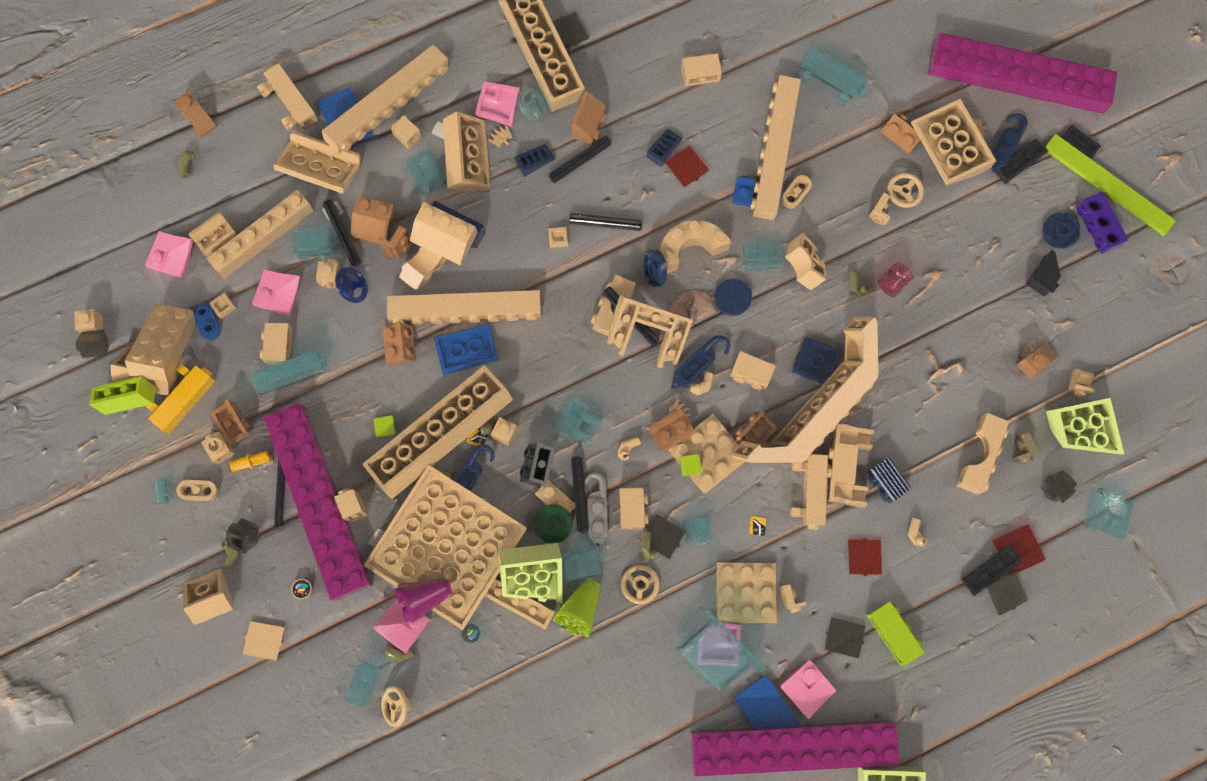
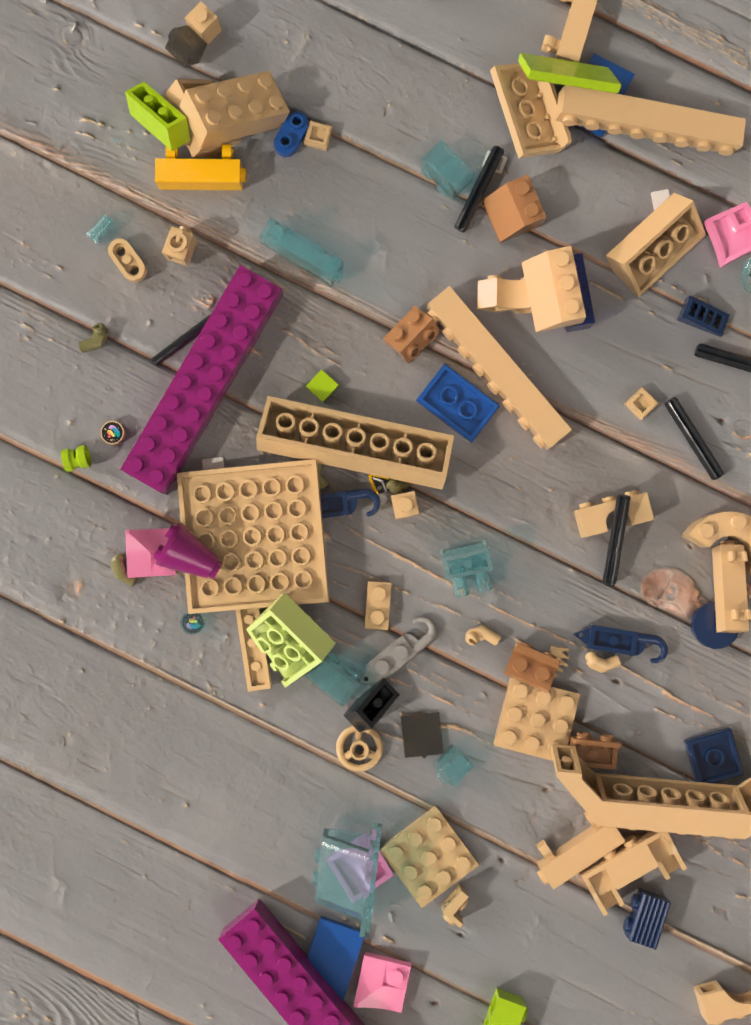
camera: 60 degrees right, 10 degrees up
(170, 254) = (328, 43): bright pink plate -> none
(206, 597) = (38, 351): tan slope -> none
(212, 234) = (379, 67): tan bracket -> none
(230, 422) = (213, 237): medium nougat bracket -> none
(242, 535) = (117, 338): clear smoke brick -> none
(249, 461) = (191, 286): yellow axle -> none
(260, 234) = (415, 112): tan brick -> none
(263, 640) = (41, 435): tan piece -> none
(276, 343) = (321, 217): tan brick -> none
(277, 292) = (371, 176): bright pink plate -> none
(298, 626) = (76, 458): none -> lime wheel
(316, 124) = (569, 73): none -> lime tile
(326, 273) = (427, 210): tan brick -> none
(347, 287) = (429, 239): clear blue piece -> none
(350, 505) = (221, 416): tan brick -> none
(363, 684) = (70, 561): clear light blue brick -> none
(397, 245) = (508, 254): medium nougat bracket -> none
(397, 706) = (75, 607): tan piece -> none
(405, 132) = (631, 166): tan brick -> none
(425, 172) = (605, 220): clear light blue plate -> none
(500, 137) = (701, 265): tan piece -> none
(536, 464) = (397, 562): black brick -> none
(553, 523) = (352, 621): dark green tile -> none
(579, 494) = (400, 624): black axle -> none
(580, 609) = (291, 711): lime cone -> none
(617, 553) = (371, 705): none -> black slope
(632, 508) = (425, 687): tan brick -> none
(645, 546) = (398, 727): olive arm -> none
(655, 268) = (685, 526): dark blue tile -> none
(674, 325) = (621, 538): tan wedge -> none
(690, 465) = (511, 712): lime tile -> none
(715, 270) = (730, 588): none -> tan brick
(752, 371) = (653, 701): tan brick -> none
(757, 526) = (502, 819): sticker -> none
(845, 637) = (458, 983): clear smoke piece -> none
(865, 557) = (552, 946): clear red piece -> none
(914, 534) = (611, 982): tan arm -> none

